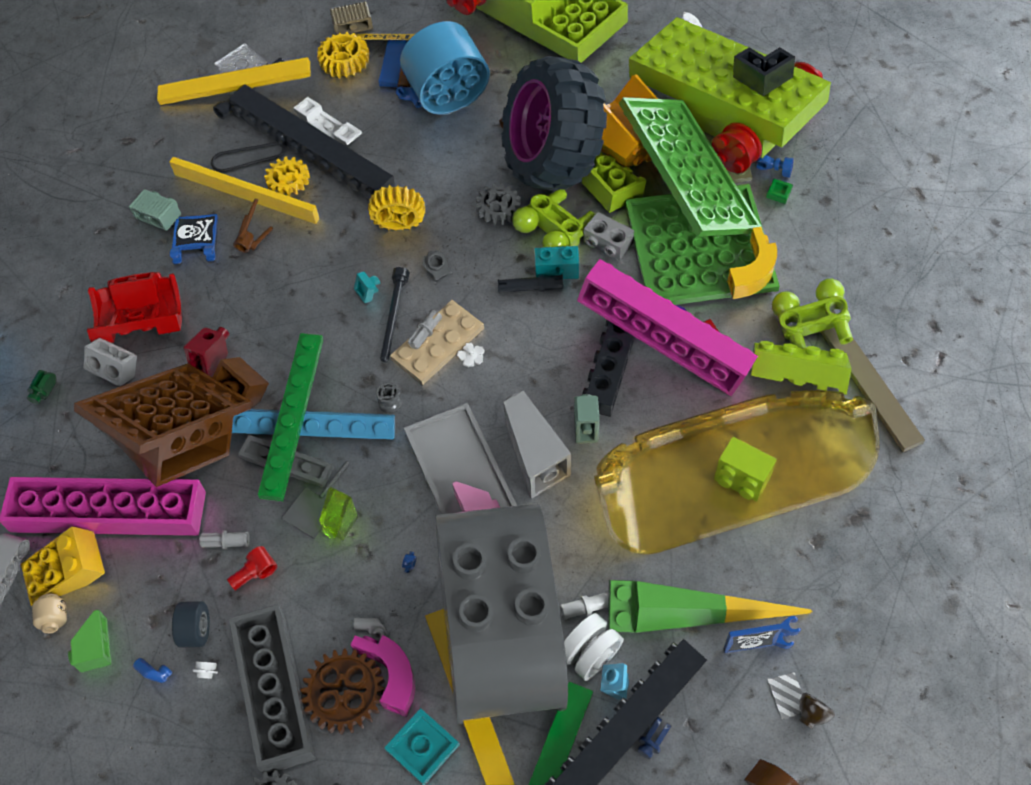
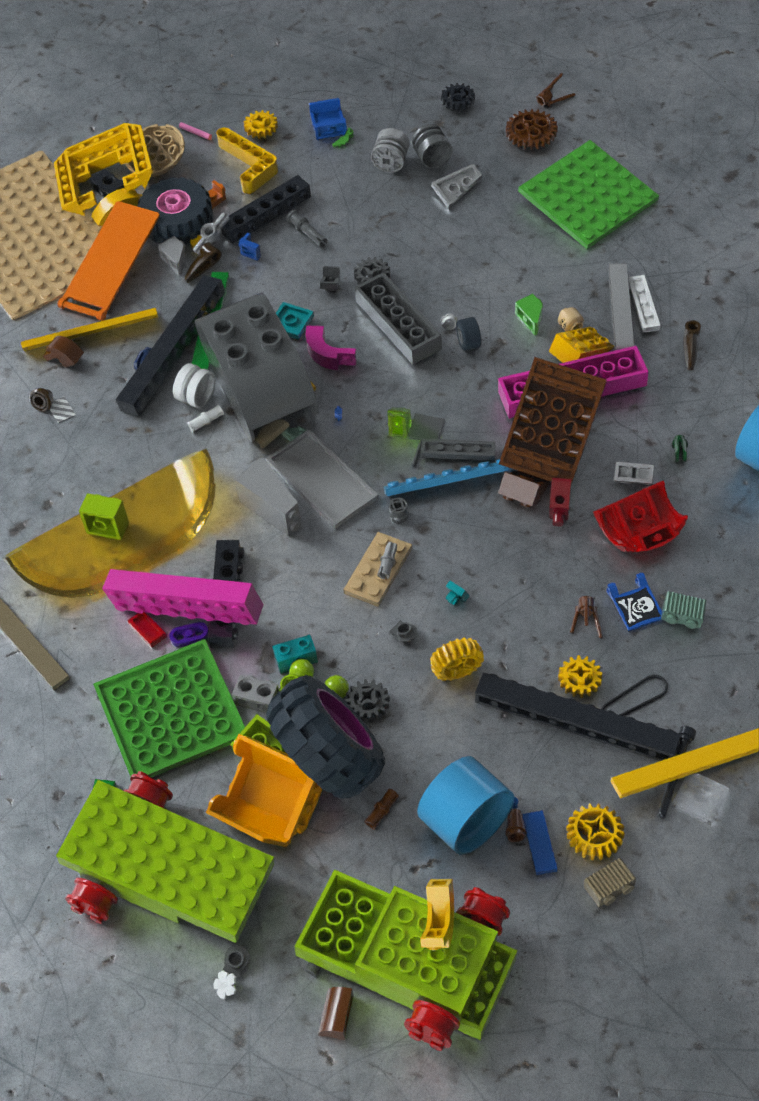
camera: 165 degrees right, 5 degrees down
(151, 673) = (482, 311): blue arm -> none
(224, 539) = (476, 392): light grey axle -> none
(244, 190) = (614, 652): yellow tile -> none
(257, 565) = (445, 382): red pin -> none
(290, 418) = (464, 469): green plate -> none
(312, 113) = (569, 746): white slope -> none
(345, 667) = (353, 331): reddish brown gear -> none
(372, 625) = (349, 373): light grey arm -> none
(386, 36) = (558, 874): yellow sticker -> none
(400, 277) = (431, 611): black piece -> none
(471, 355) = (346, 566): white plant -> none
(473, 498) = (301, 450): bright pink slope -> none
(531, 283) = (319, 632): black pin -> none
(586, 419) = (233, 523): sand green brick -> none
(615, 680) = (171, 371): medium azure bracket -> none
(653, 607) = (156, 425): bright green plate -> none
(689, 166) = (188, 747): bright green plate -> none
(752, 278) = (111, 678): yellow arch -> none
(761, 636) = (81, 420): blue flag -> none
(763, 72) = (123, 823): black brick -> none
(802, 365) = (59, 610): lime wedge -> none
(814, 316) = (51, 659): lime piece -> none

